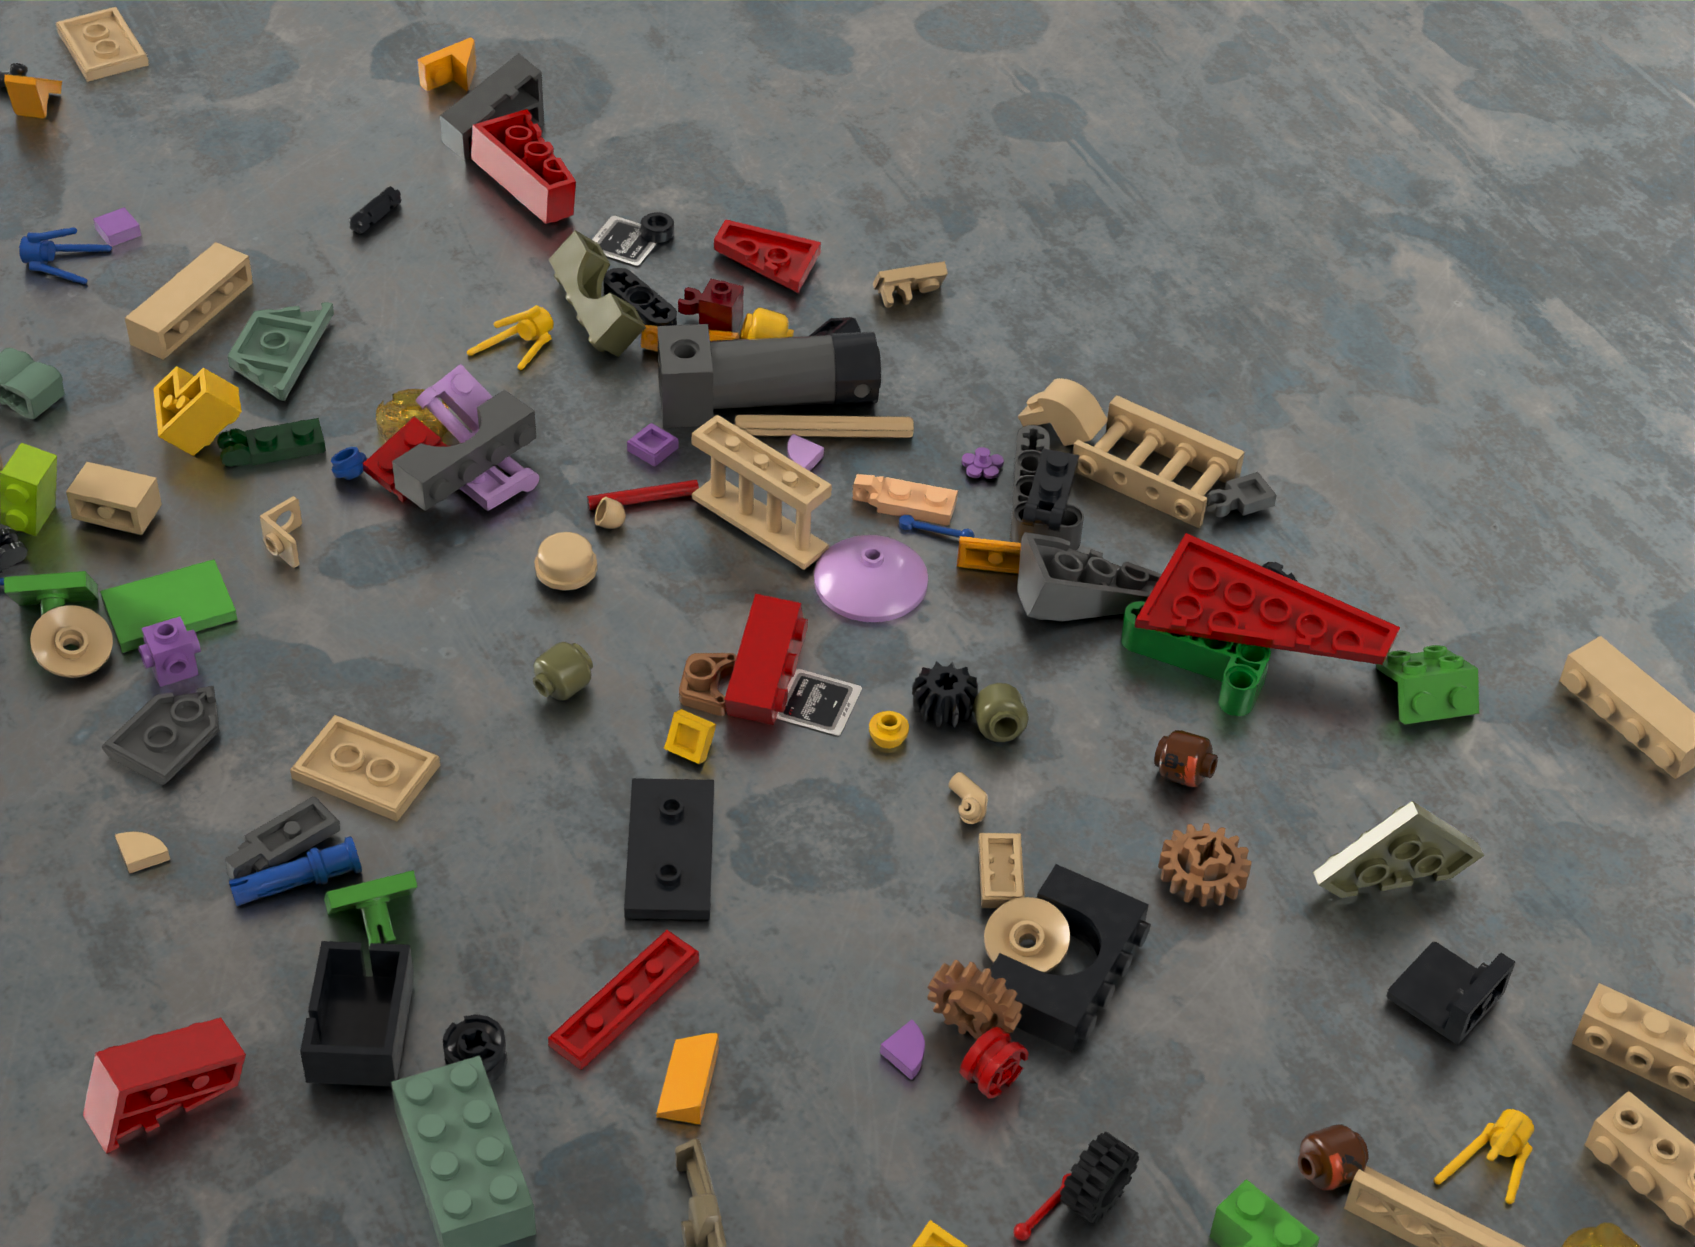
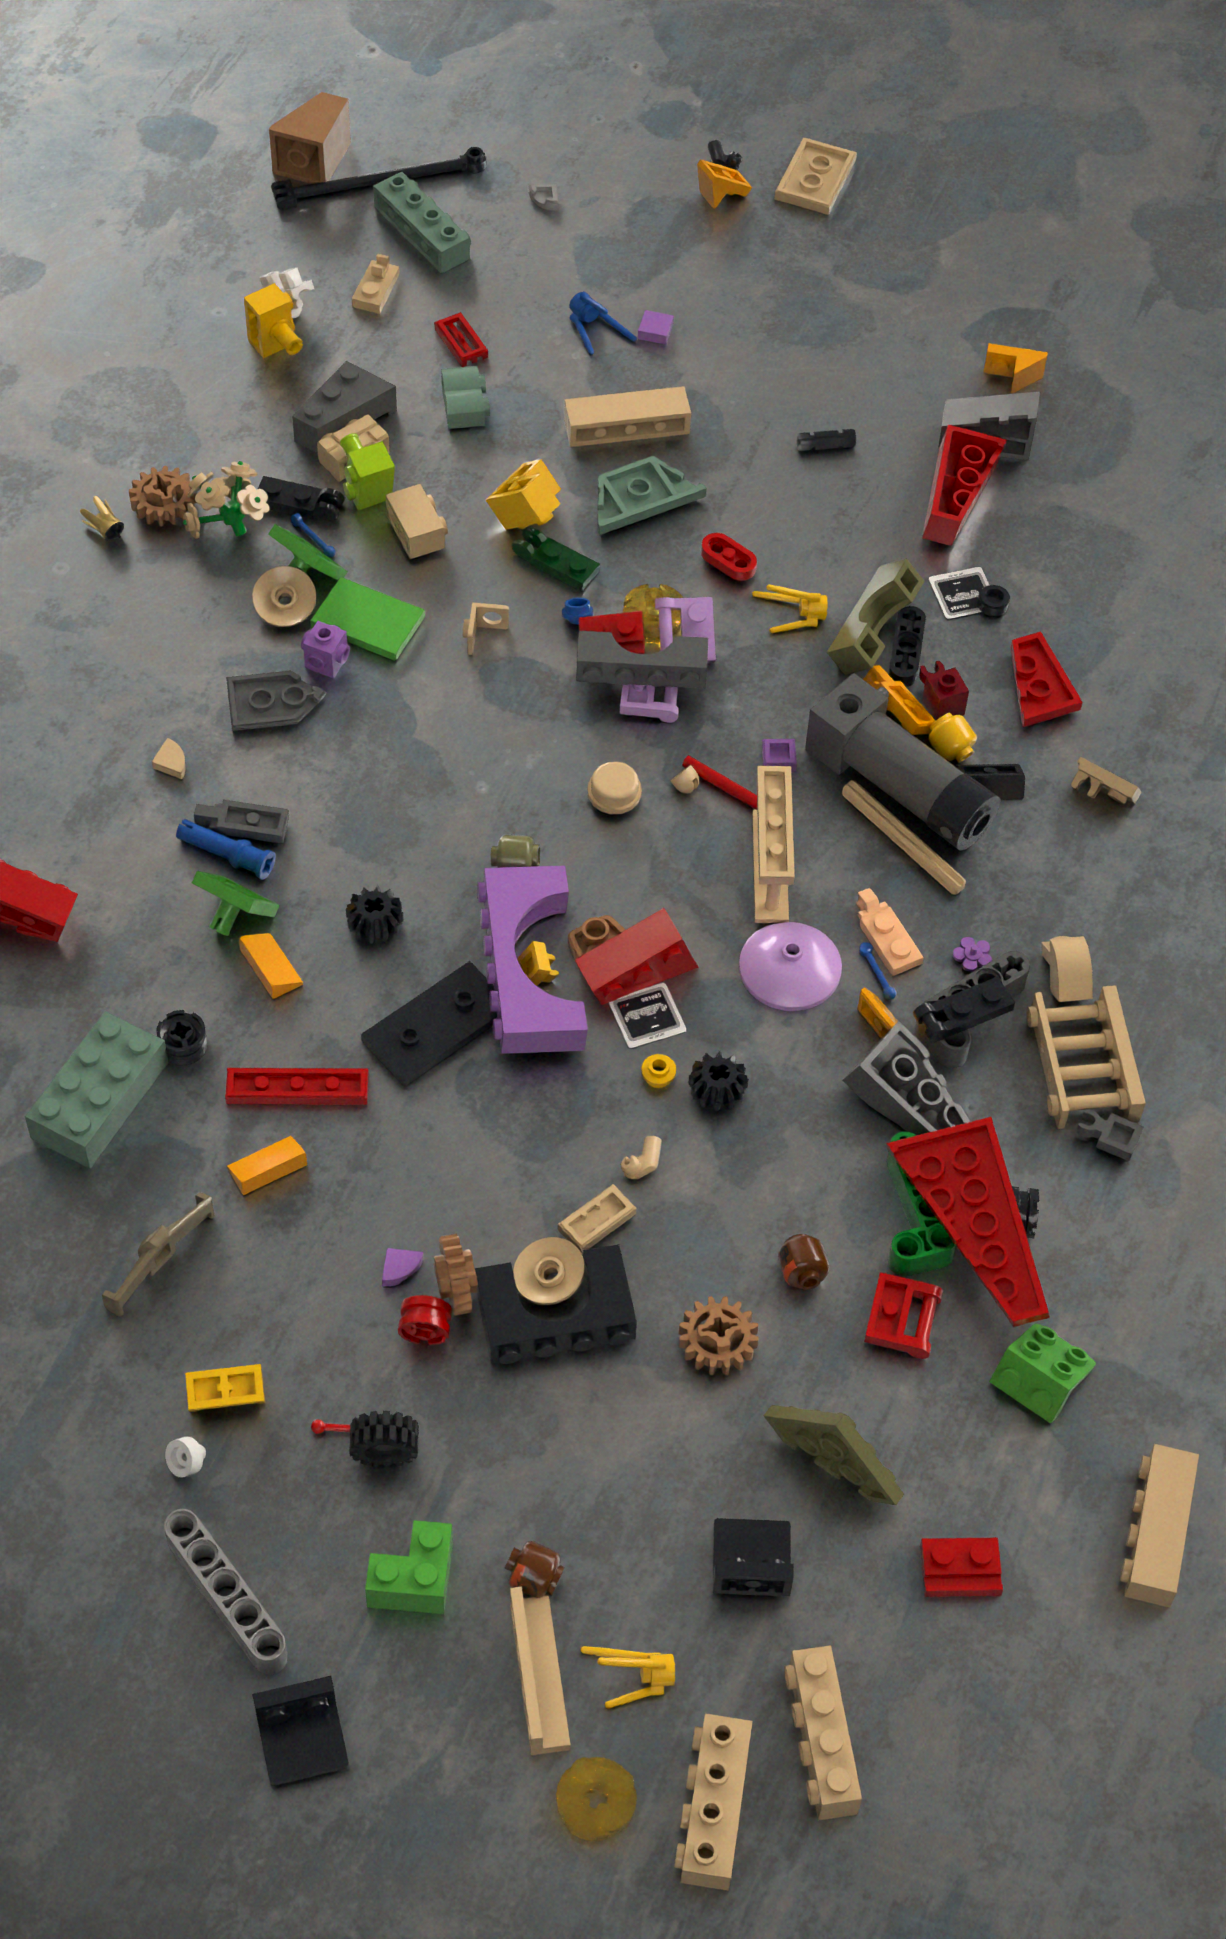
camera: 50 degrees right, 10 degrees up
(357, 1015) = (149, 958): black piece -> none
(365, 767) = (343, 818): tan tile -> none
(416, 338) = (731, 557): none -> red plate
(465, 930) = (269, 964): none -> light orange slope
(505, 811) = (374, 914): none -> black gear
(740, 771) = (526, 1014): none -> medium lavender arch
(804, 452) = (862, 844): lavender tile -> none
(1000, 712) = (733, 1124): olive head -> none
(1289, 741) = (891, 1312): none -> red plate
(1568, 859) = (961, 1567): none -> red plate

